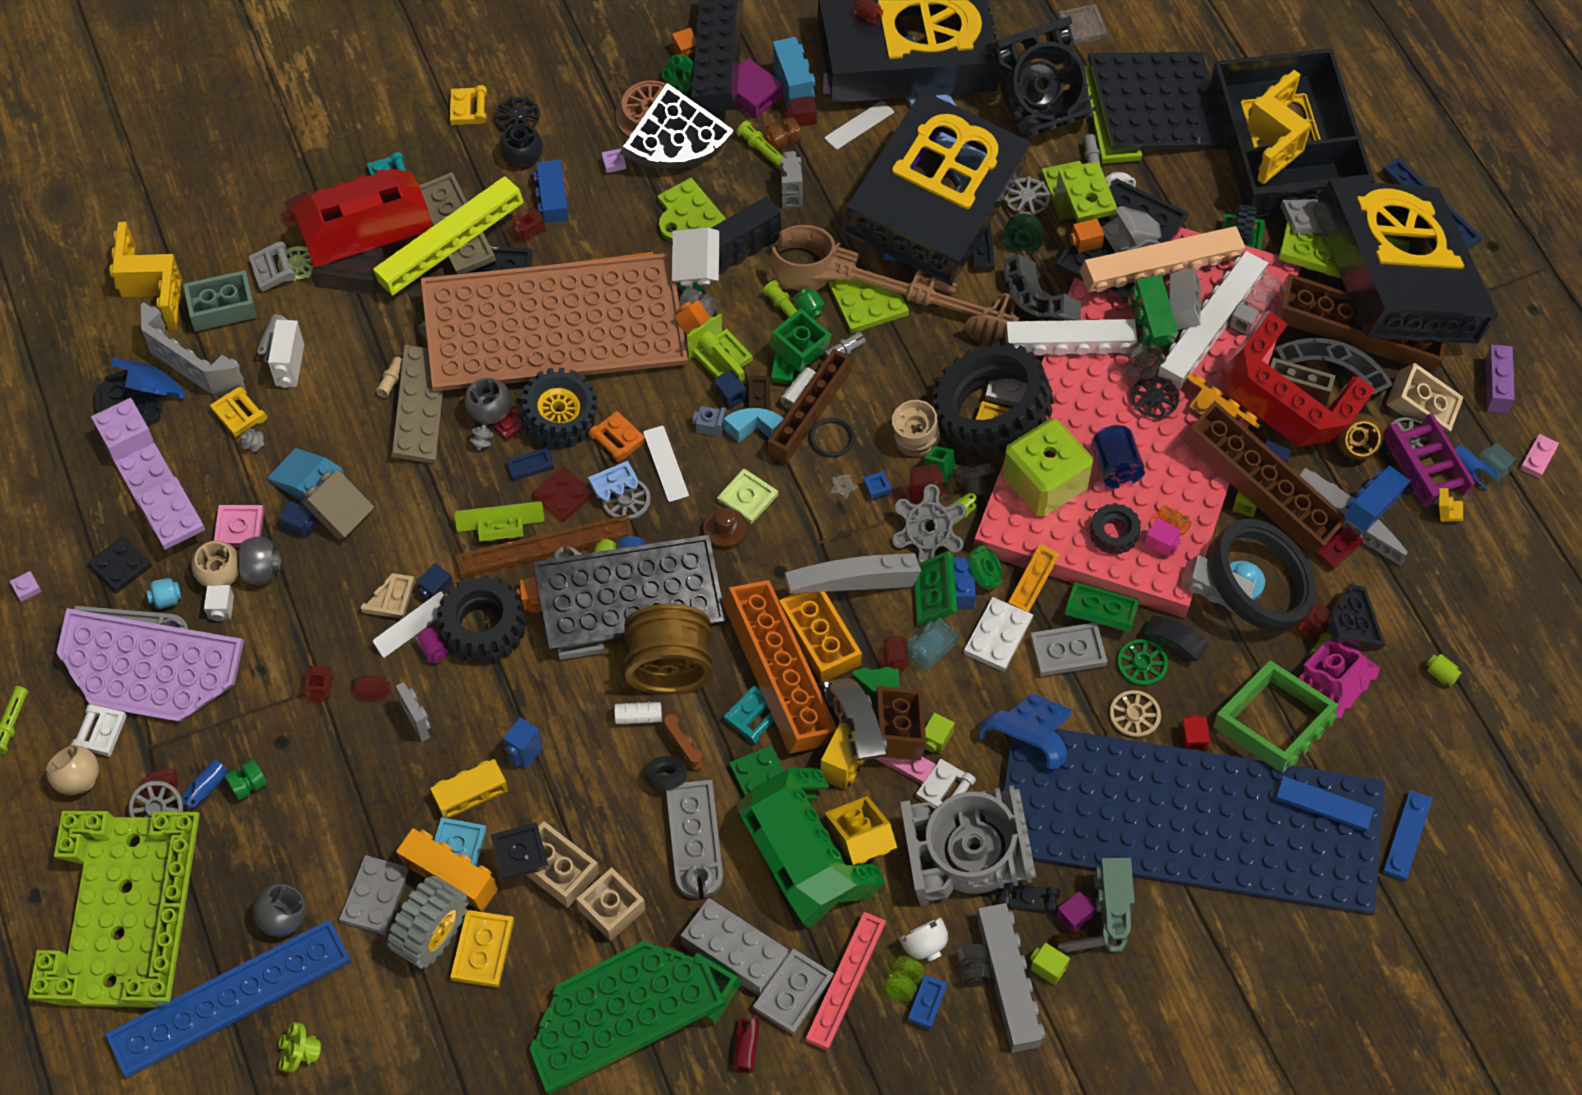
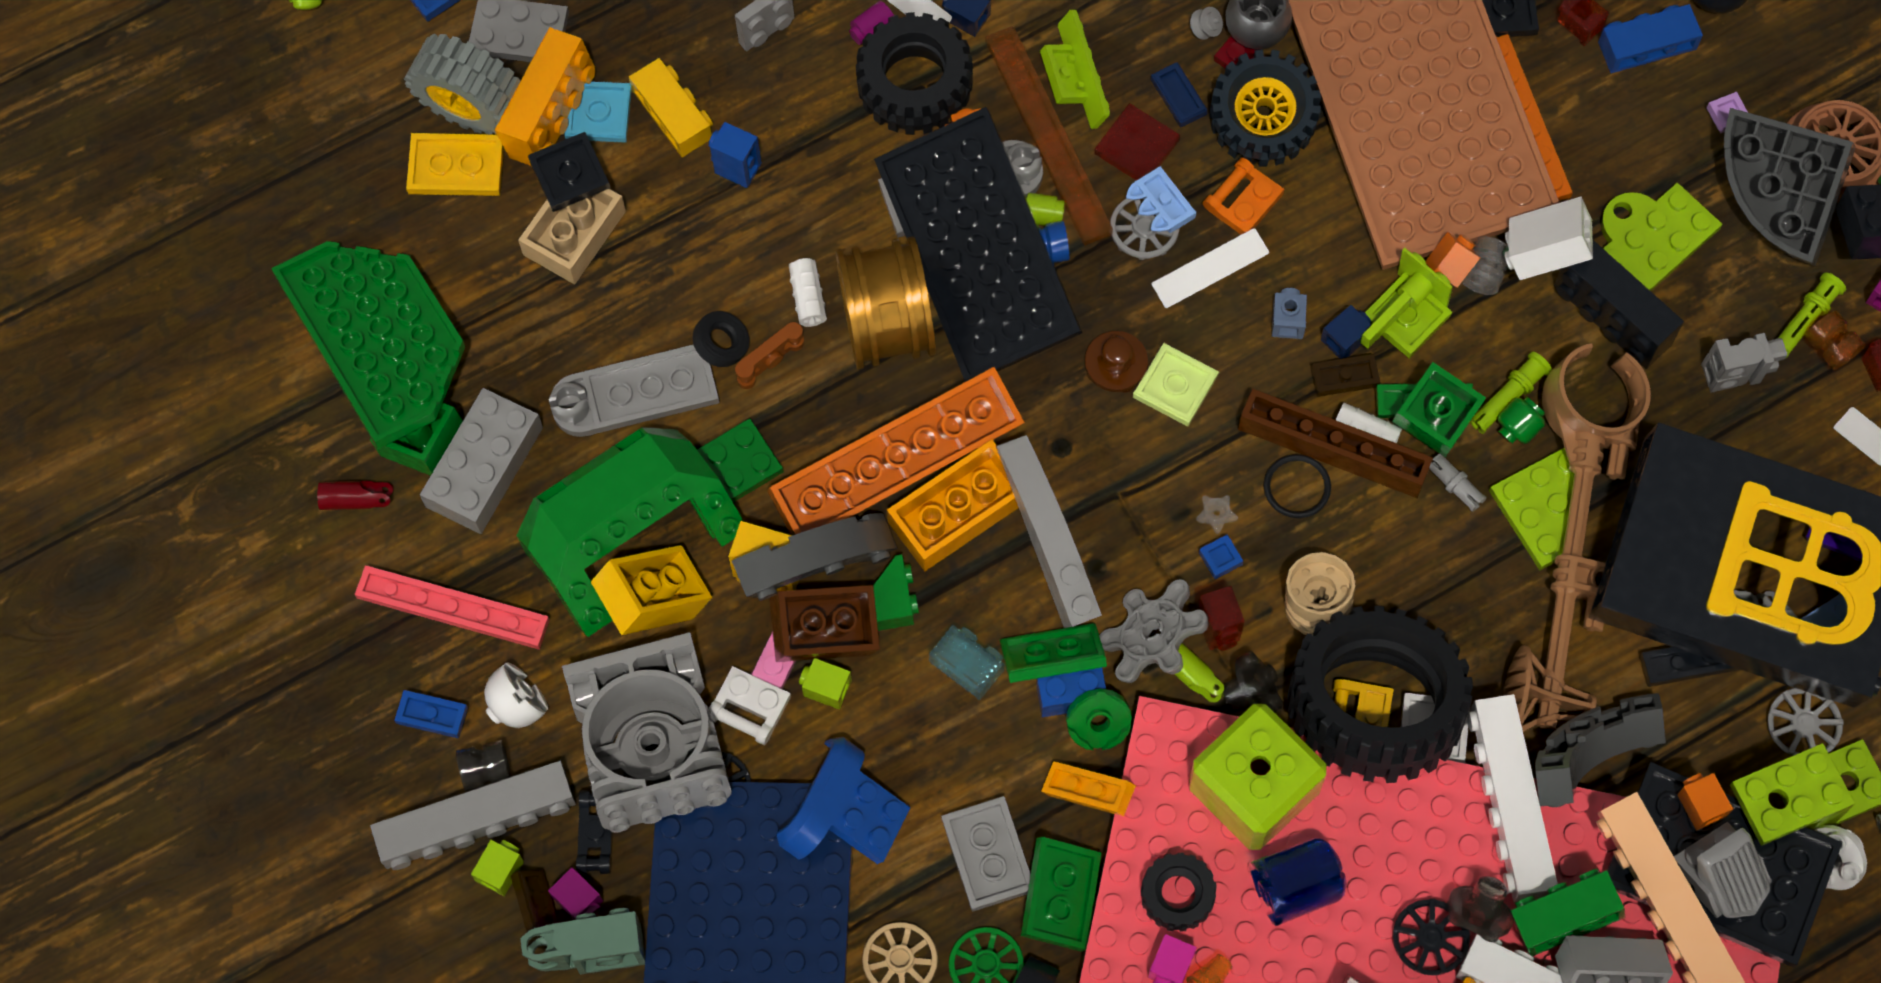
camera: 85 degrees right, 10 degrees up
(610, 904) = (523, 300): tan brick -> none
(745, 421) = (1294, 360): medium azure brick -> none
(746, 711) = (825, 427): teal plate -> none
(793, 991) = (431, 543): light grey plate -> none
(896, 653) = (943, 613): clear red brick -> none
(904, 979) = (446, 675): clear neon green wheel -> none
(943, 458) = (1266, 636): green brick -> none
(998, 634) = (1001, 754): white plate -> none
(1023, 233) = (1722, 718): clear green cylinder -> none

